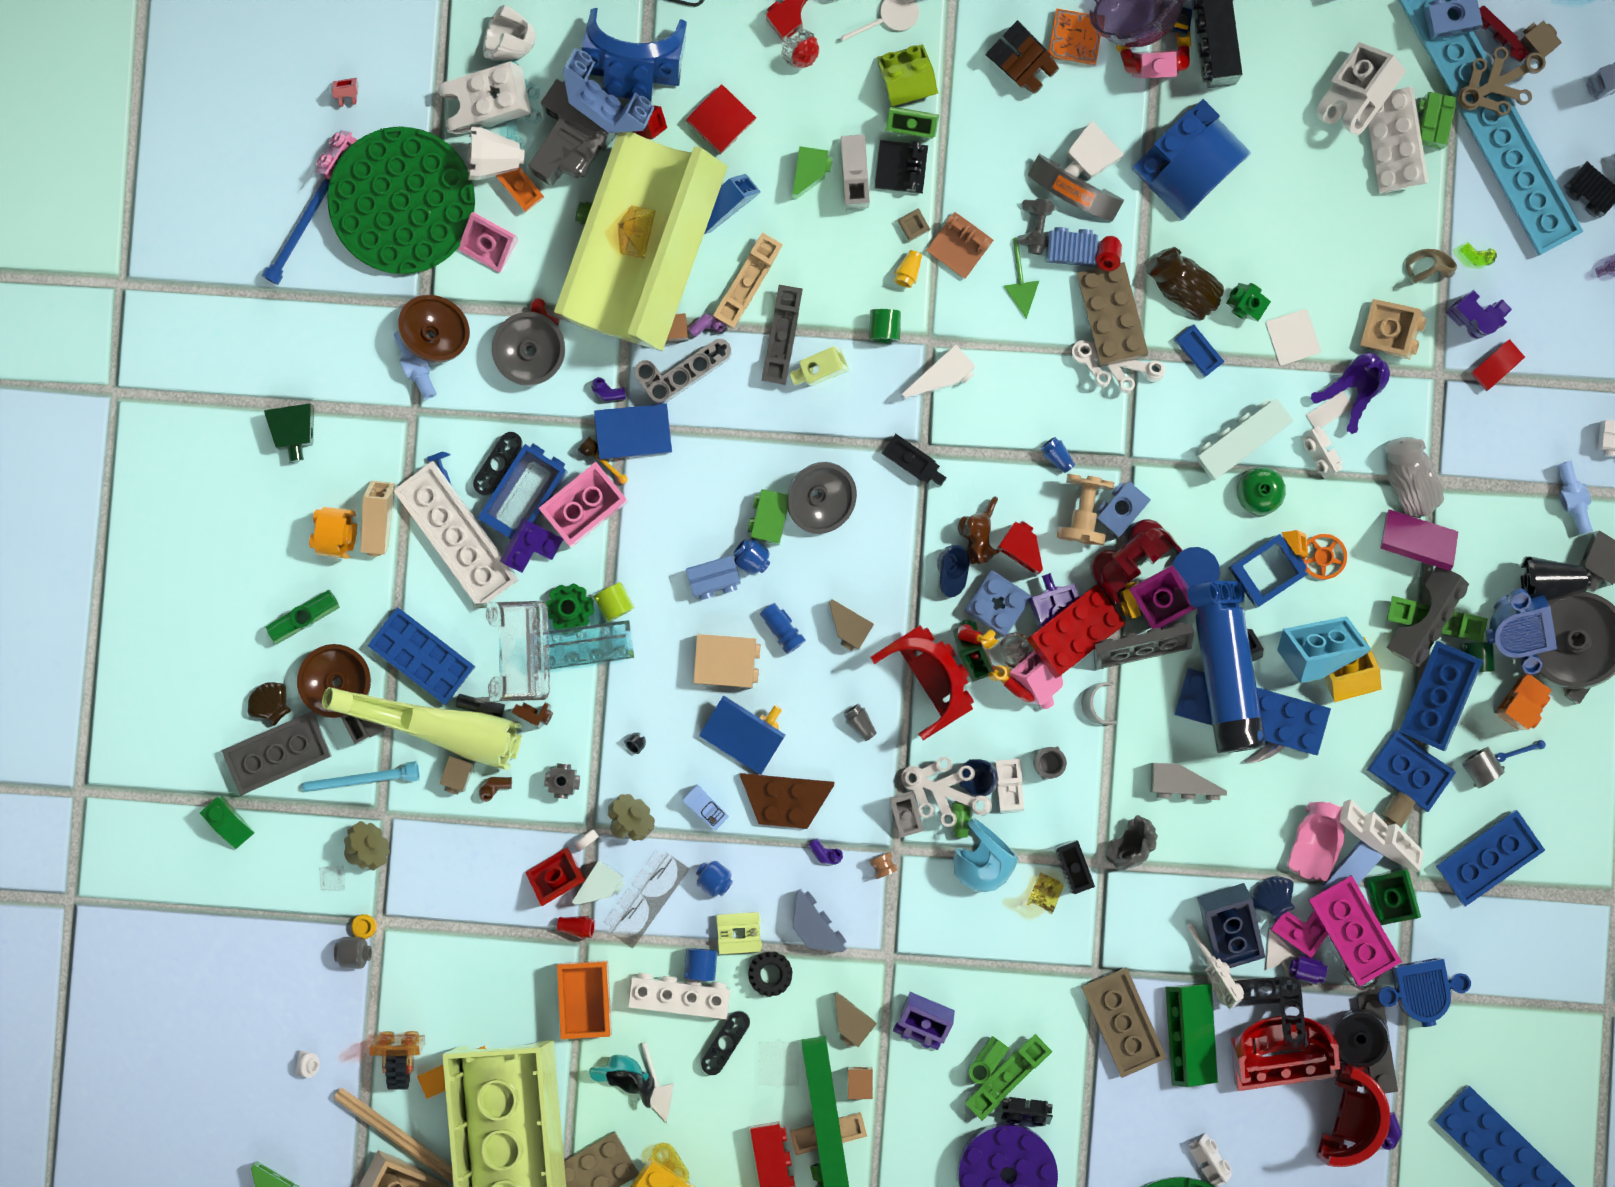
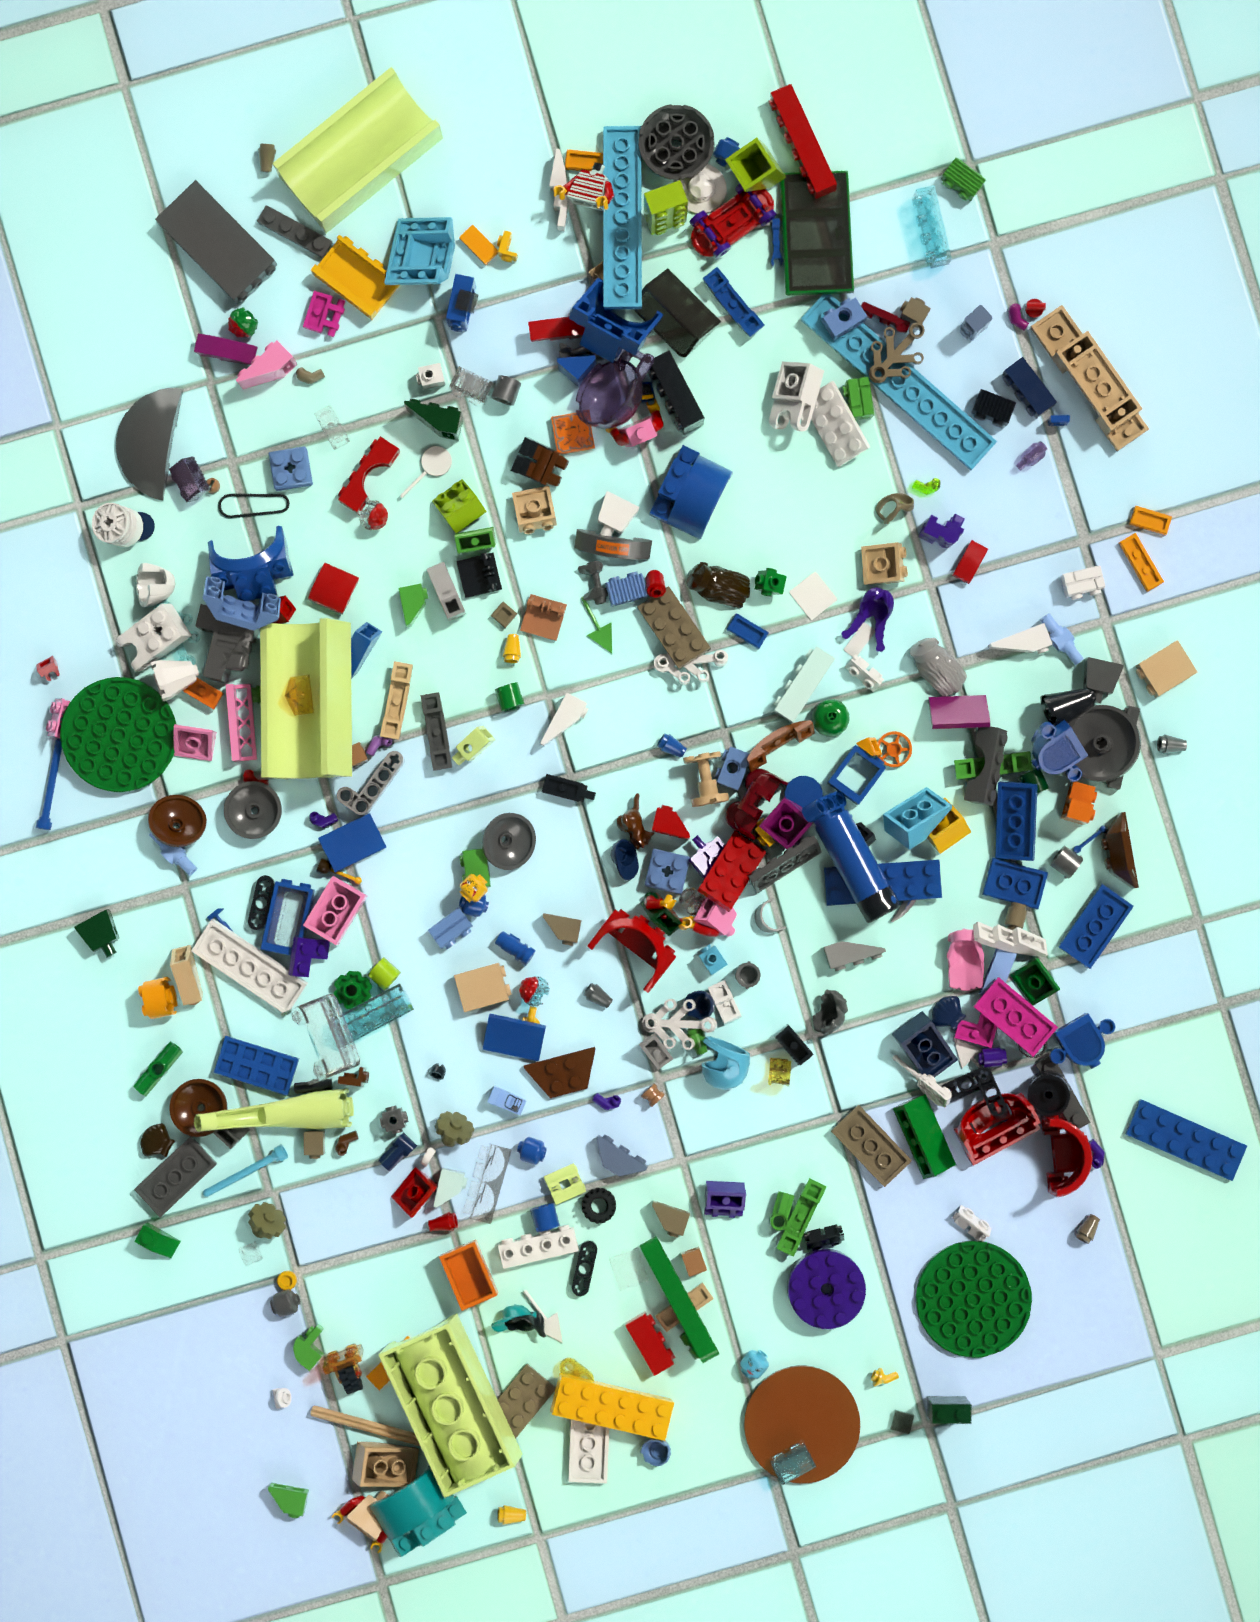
camera: 20 degrees left, 0 degrees up
(355, 1018) = (305, 1351): none -> bright green brick
(543, 237) = (233, 718): none -> bright pink fence
(556, 819) = (401, 1148): none -> dark blue piece
(759, 537) = (473, 888): none -> yellow head
(785, 687) = (533, 989): none -> piece
(996, 112) = (534, 509): none -> tan plate
(1014, 728) = (712, 959): none -> medium azure brick
(1218, 493) = (776, 739): none -> dark orange slope
(1533, 485) = (1027, 641): none -> white slope
(1551, 779) = (1119, 851): none -> reddish brown wedge

